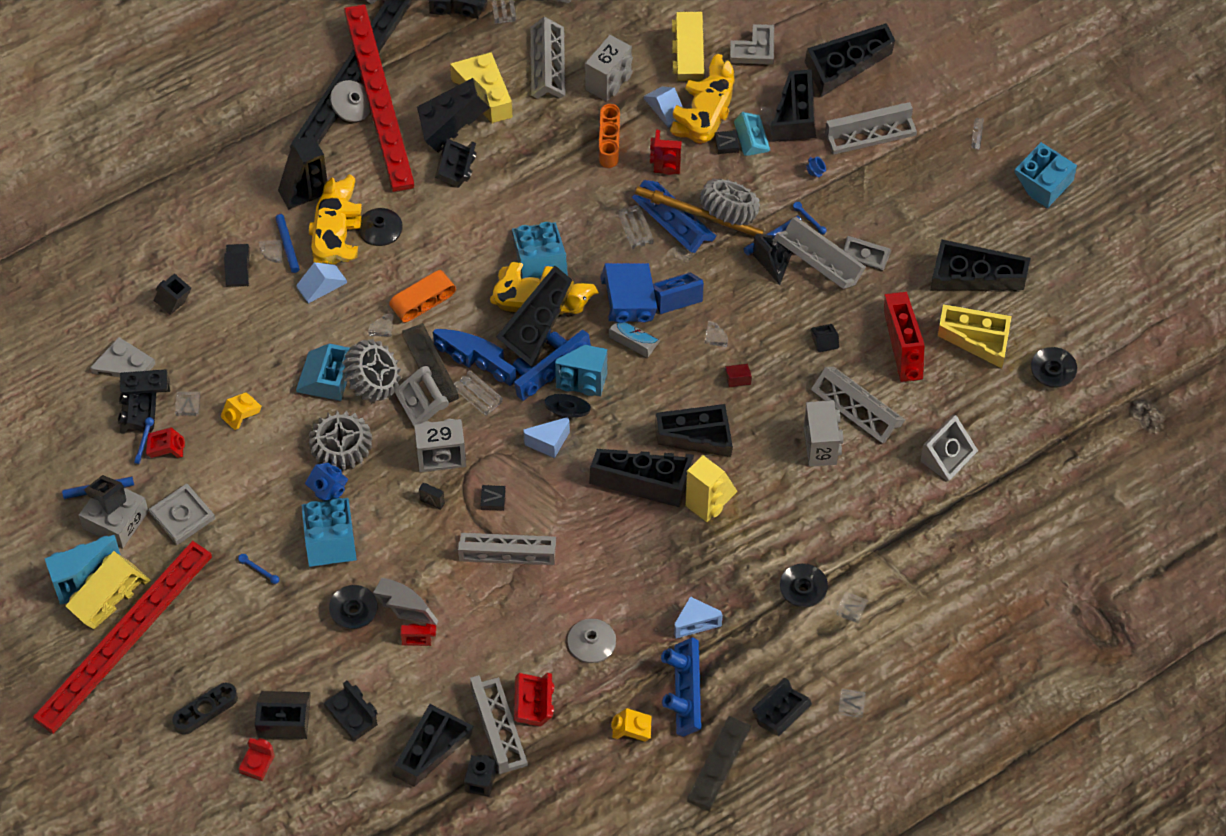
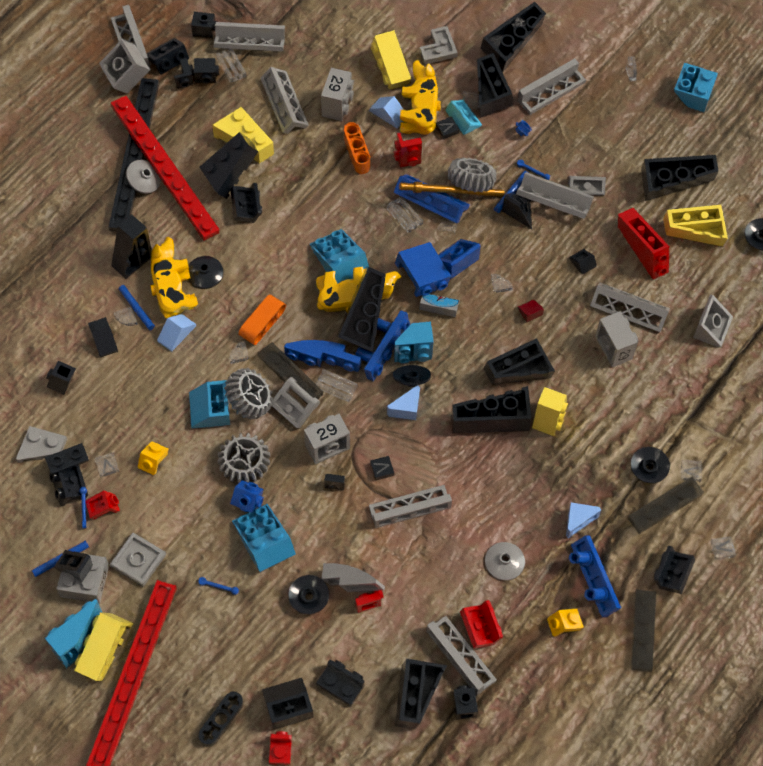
camera: 20 degrees left, 5 degrees up
(803, 635) = (665, 505): none -> clear smoke plate

